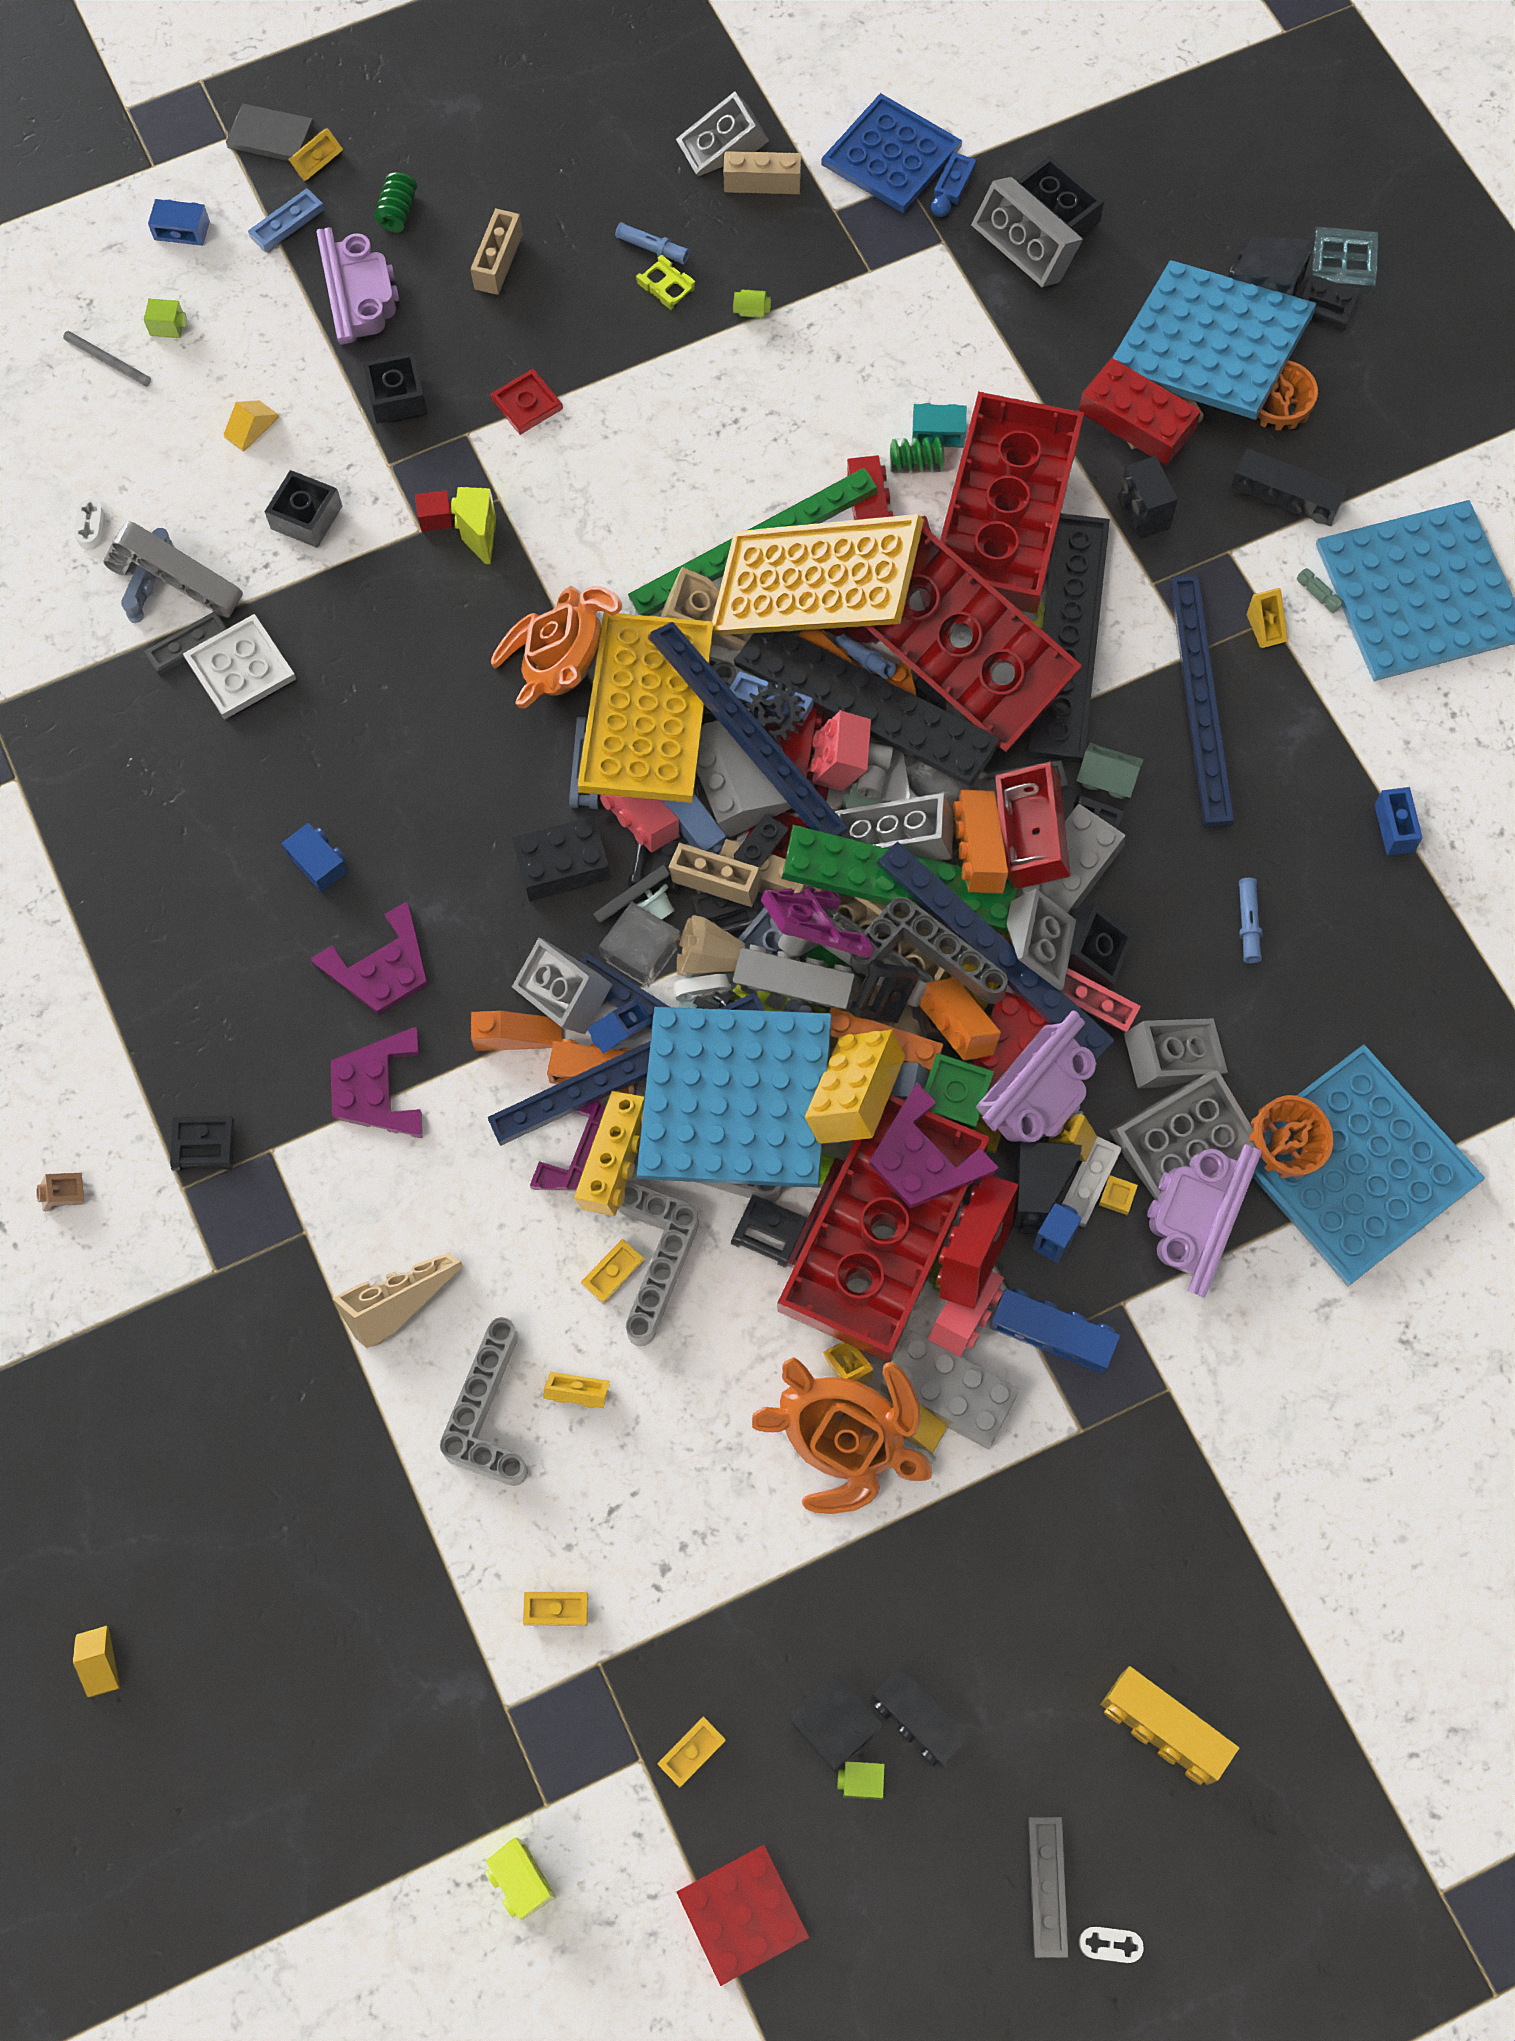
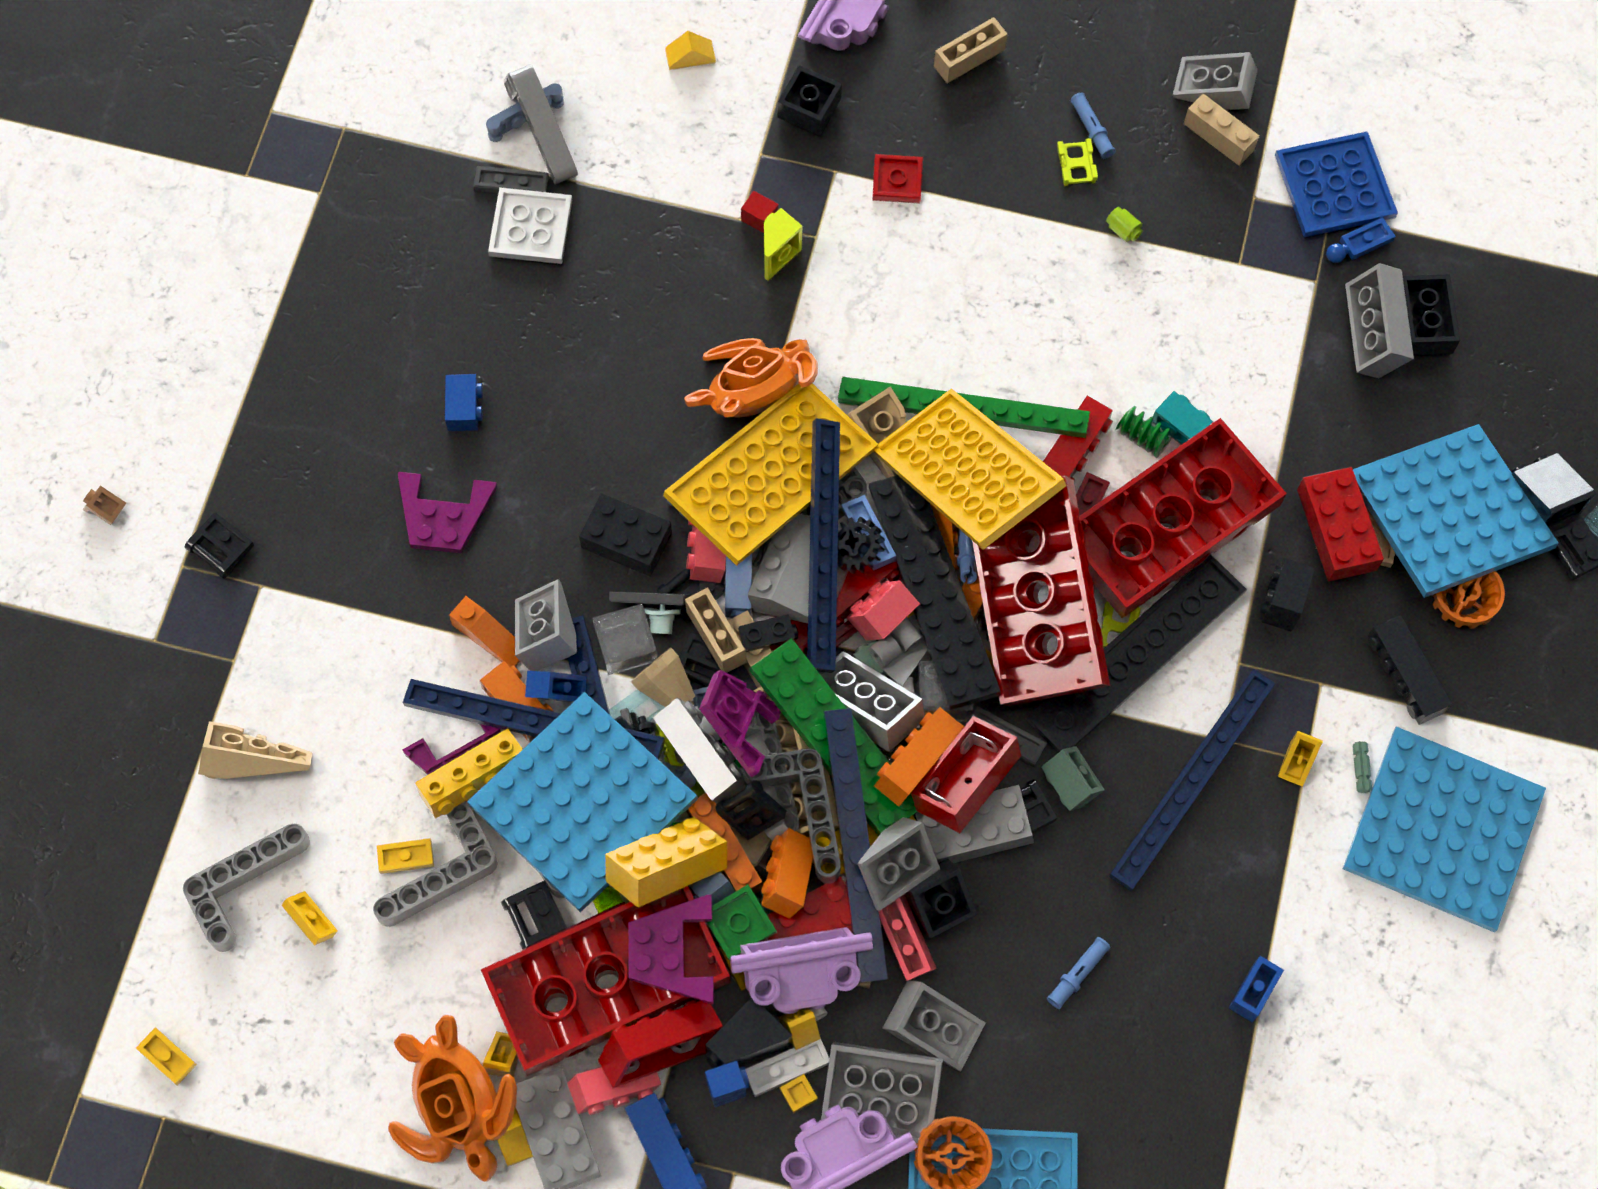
camera: 35 degrees right, 0 degrees up
(83, 524) = (519, 46): white beam -> none
(303, 508) = (669, 143): black brick -> none
(363, 1085) = (357, 589): magenta wing -> none
(703, 986) = (637, 703): white beam -> none

